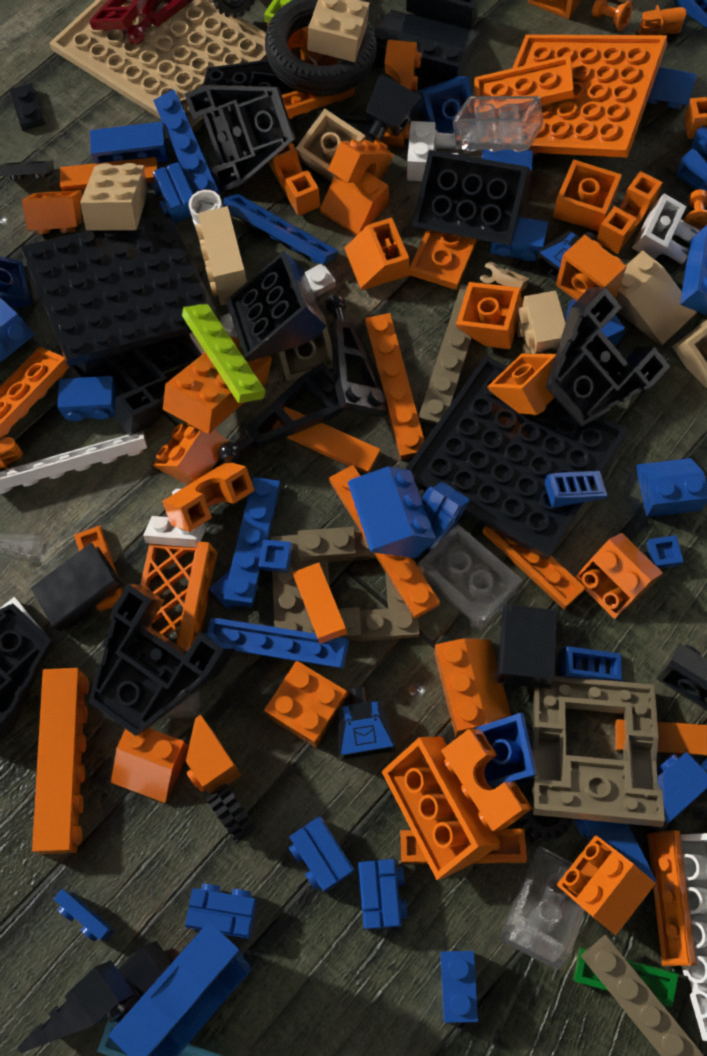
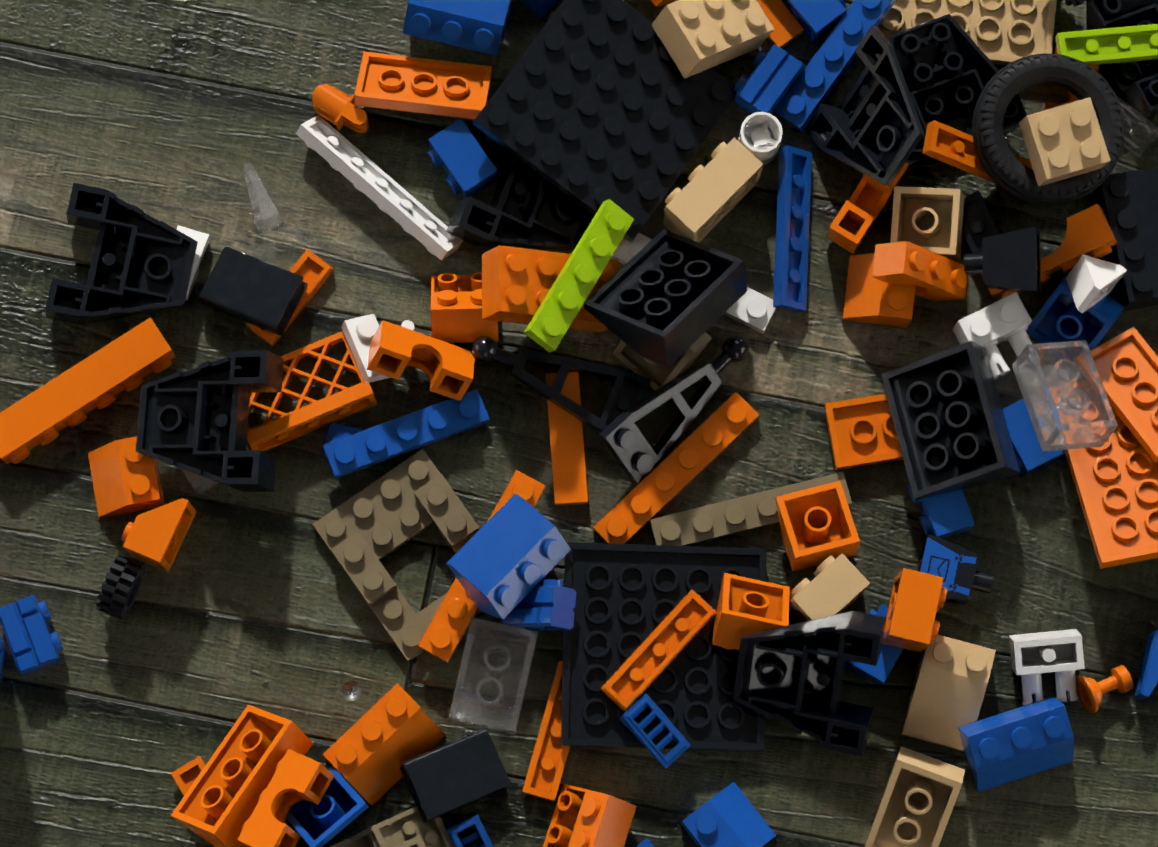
camera: 50 degrees right, 10 degrees up
(275, 556) = (398, 468): blue plate -> none
(280, 643) = (311, 526): blue plate -> none
(306, 704) = (268, 592): orange brick -> none
(319, 603) = (372, 543): orange tile -> none
(321, 854) = (134, 694): blue brick -> none
(363, 727) = (279, 661): torso -> none
(378, 255) = (819, 358): orange slope -> none
(381, 894) = (130, 772): blue brick -> none
(433, 73) = (1092, 281): none -> white slope
(505, 277) = (879, 518): tan plate -> none
(518, 456) = (658, 650): none -> orange tile
(586, 195) = (1041, 548): orange brick -> none
(623, 221) = (1047, 610): orange arch -> none

